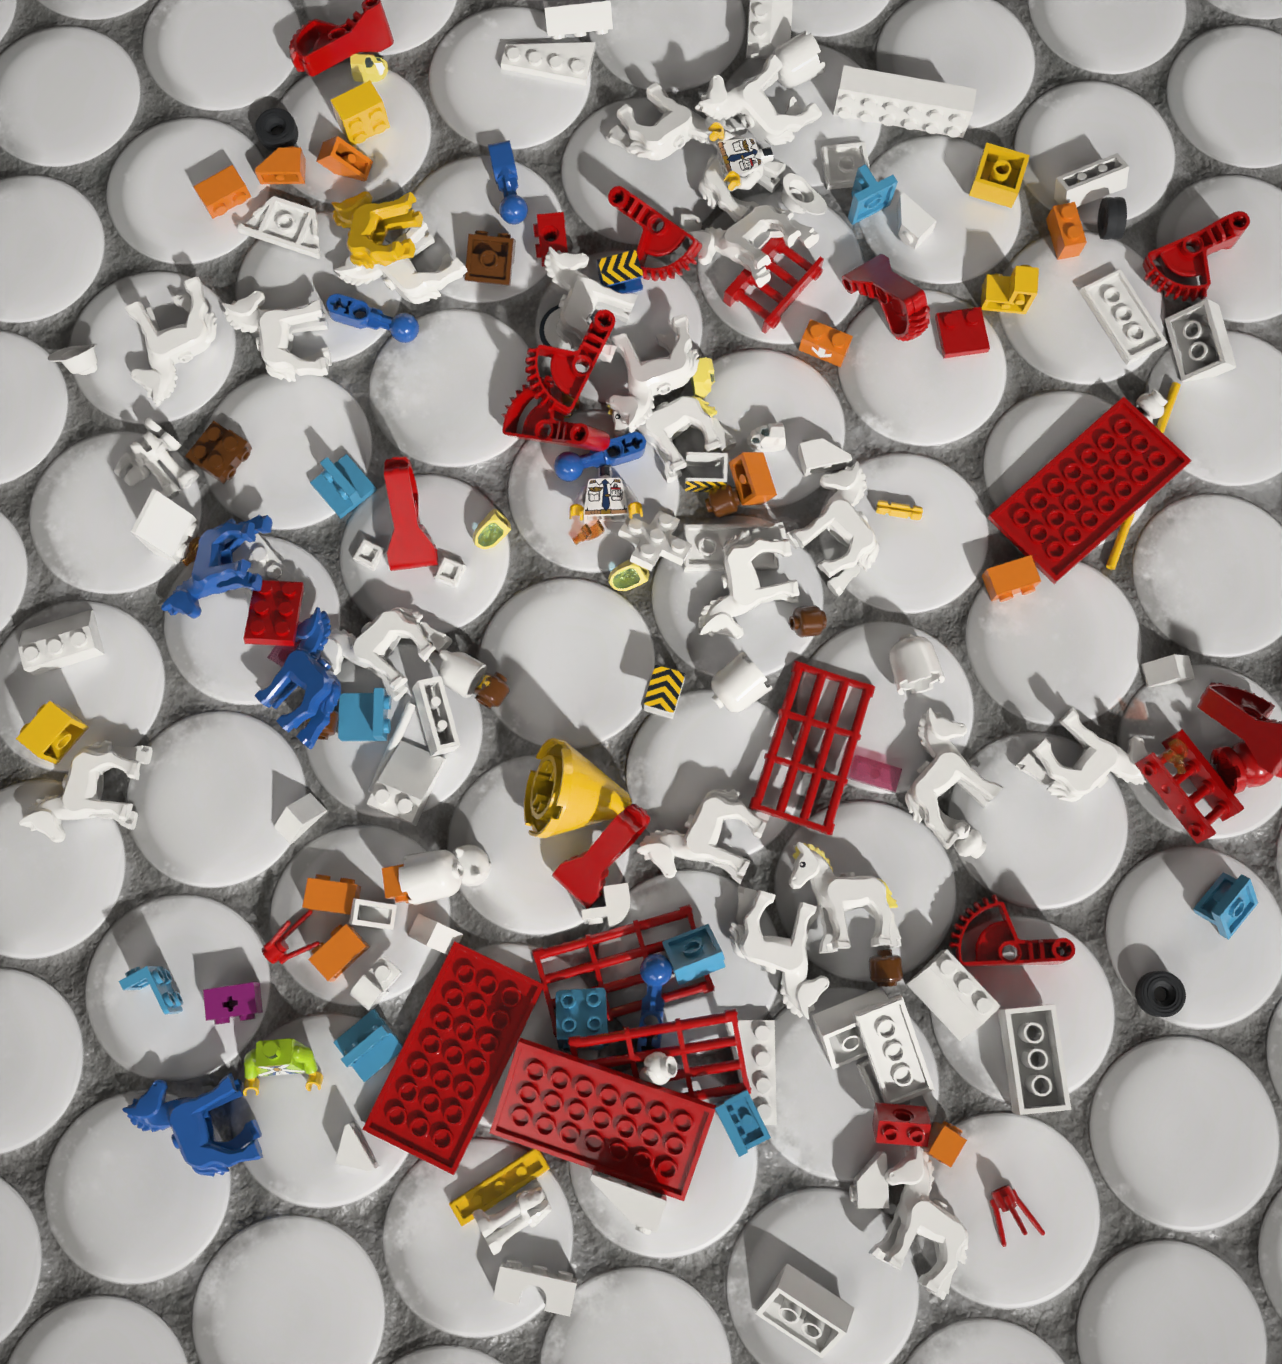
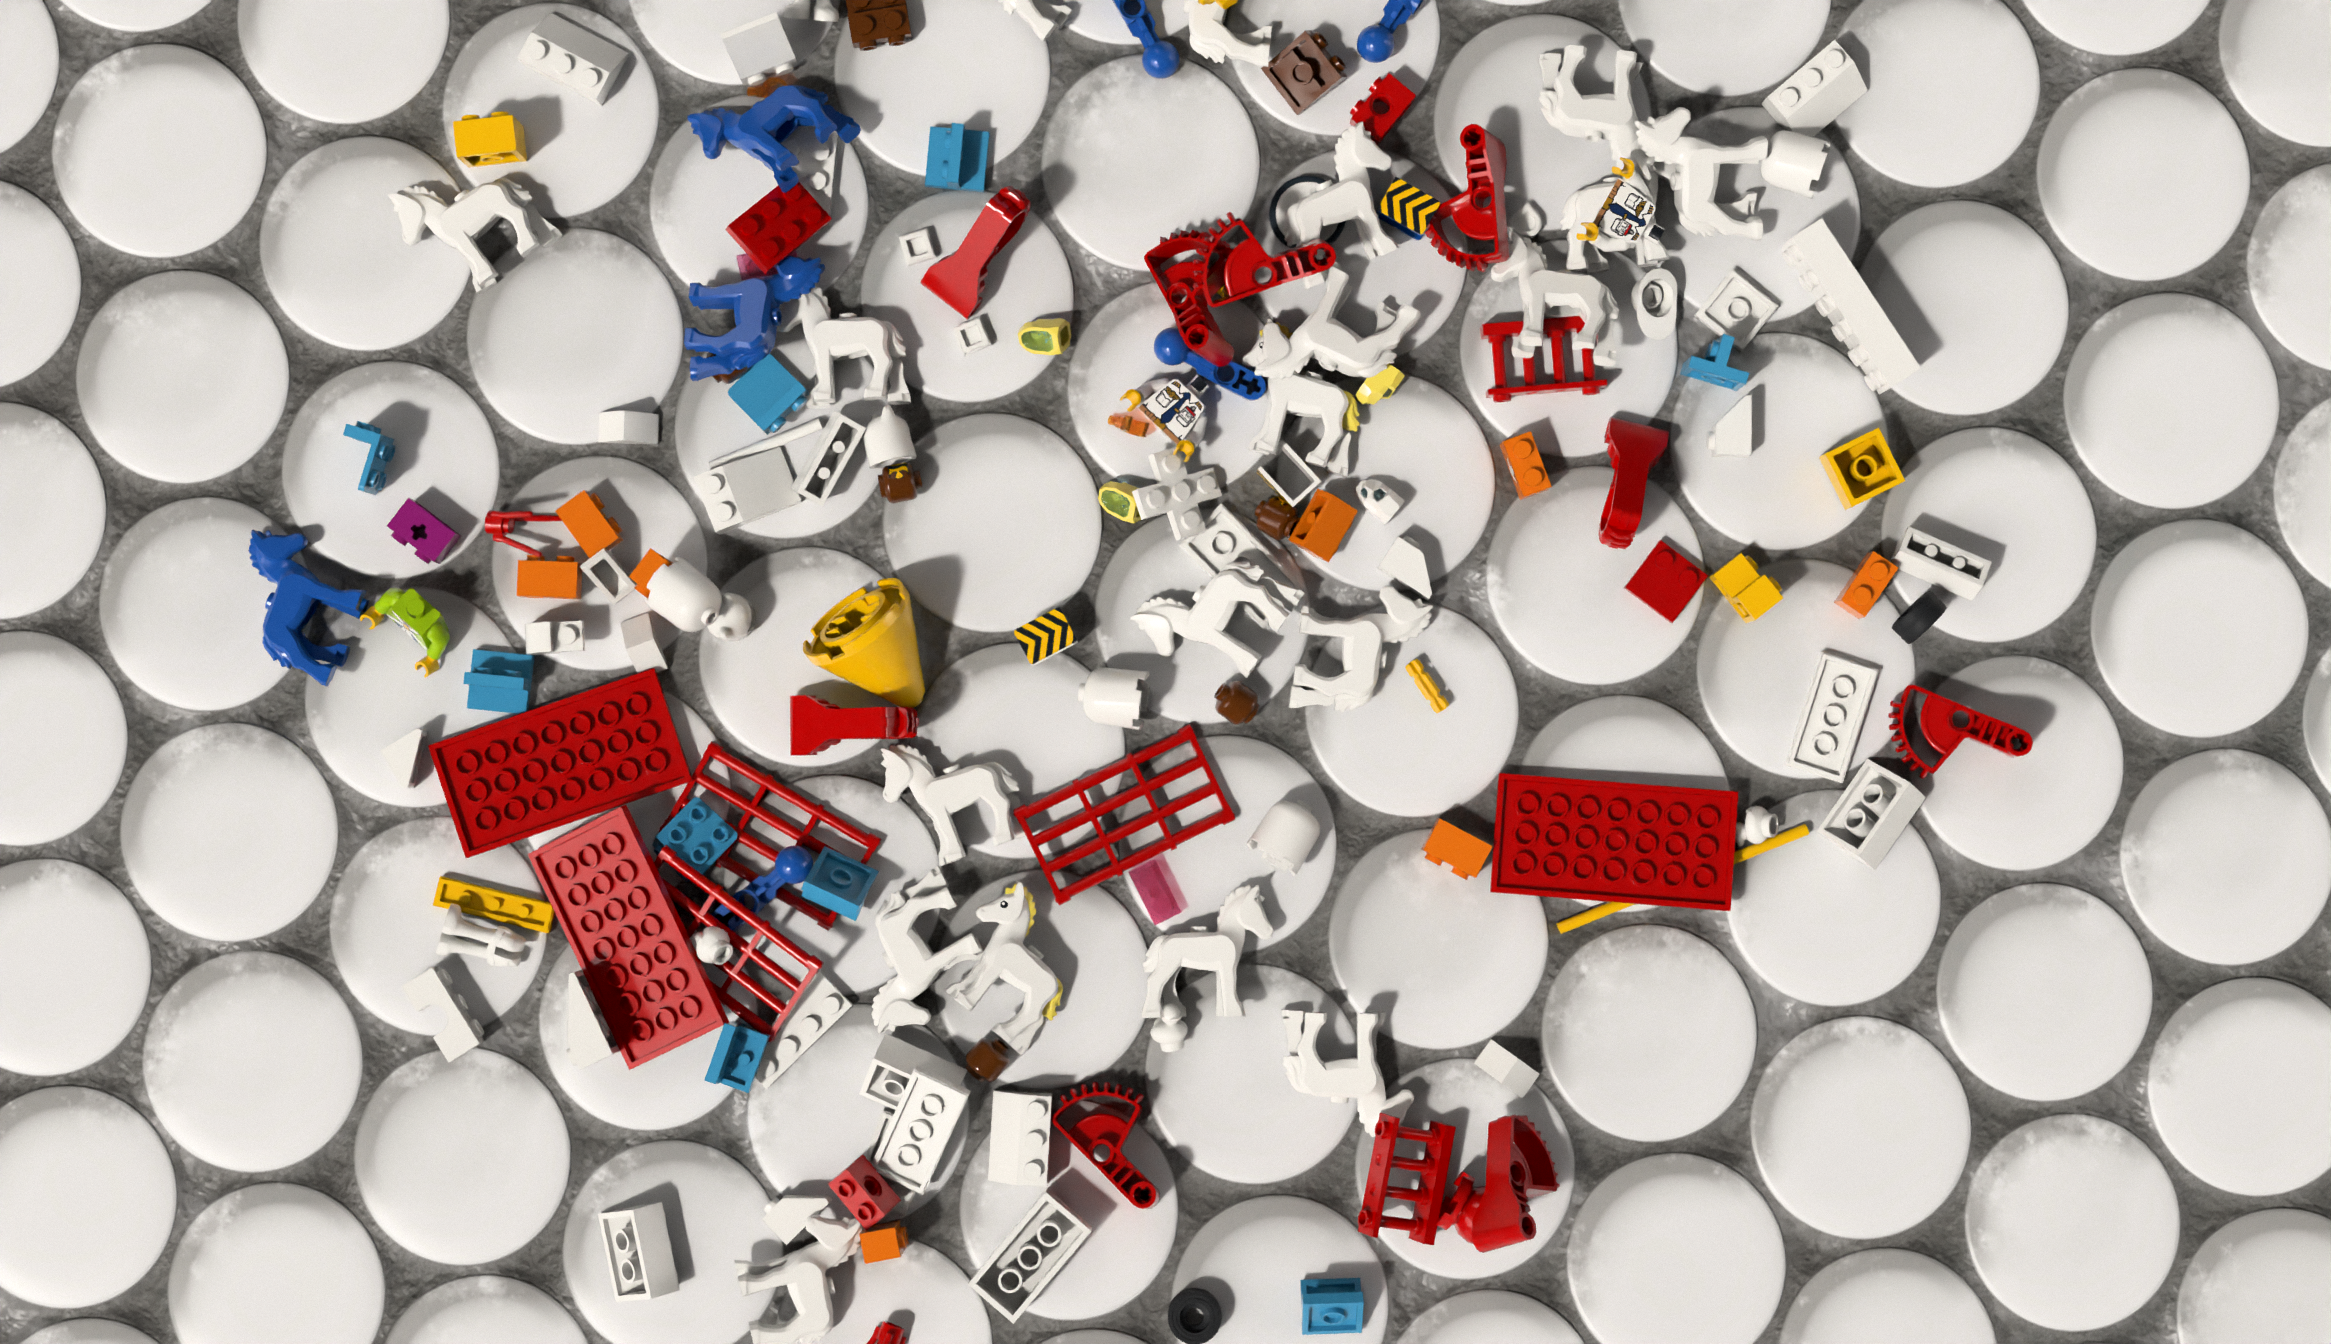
camera: 50 degrees right, 10 degrees up
(616, 909) = (815, 779): white brick -> none
(1176, 758) = (1416, 1147): clear orange piece -> none

